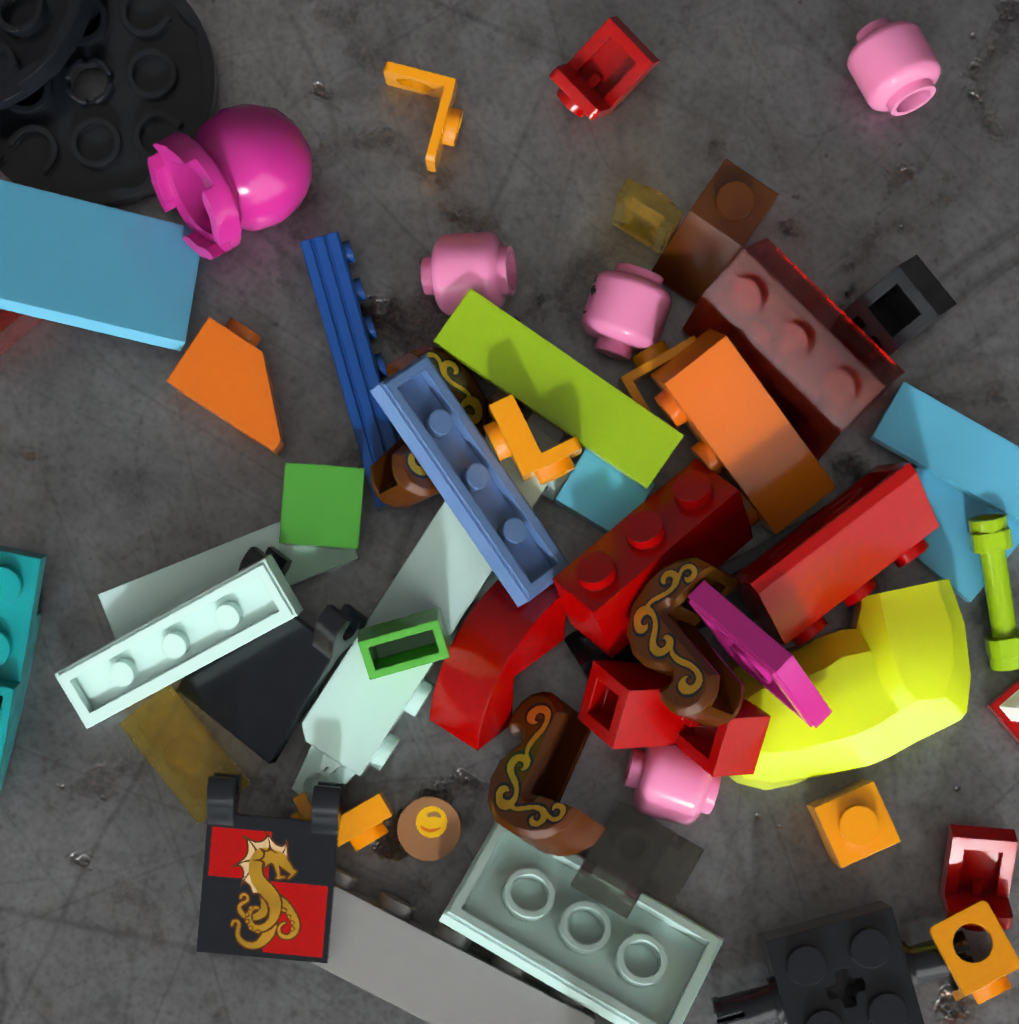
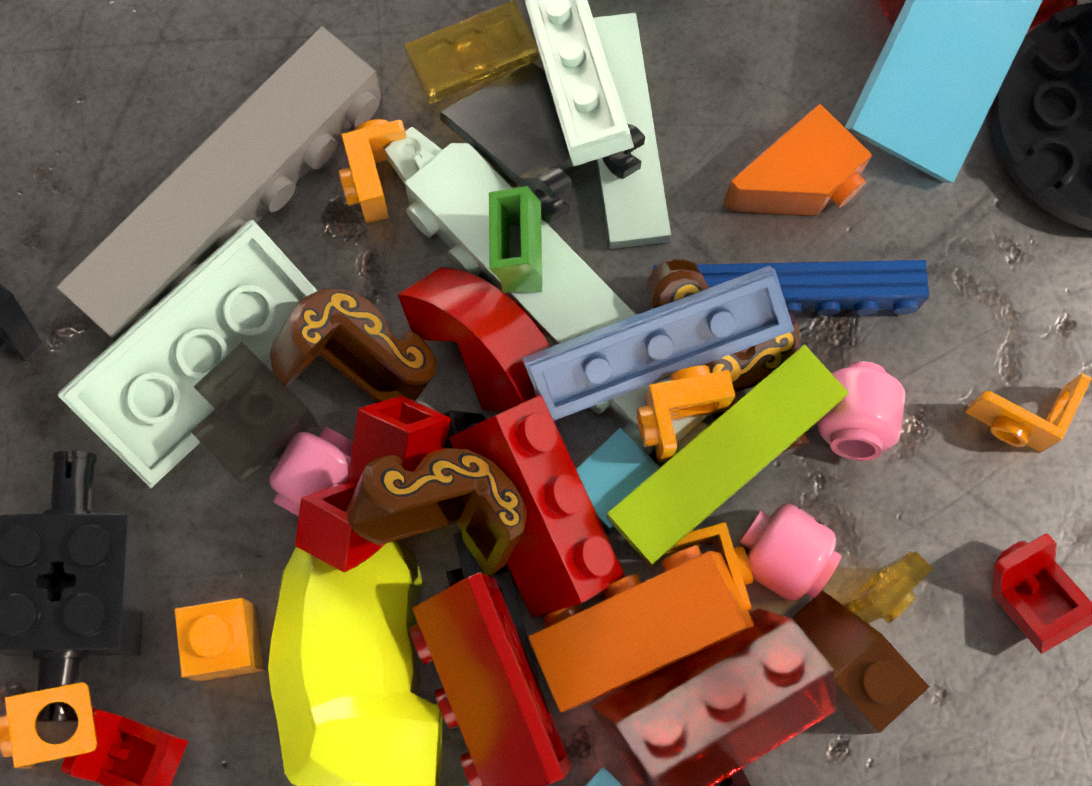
camera: 100 degrees right, 10 degrees down
(235, 174) = (1006, 213): dark pink tile -> none
(268, 876) = (337, 78): flag -> none
(321, 506) = (667, 213): bright green piece -> none
(429, 828) = (341, 245): medium nougat tile -> none
(759, 654) = (406, 569): dark pink tile -> none

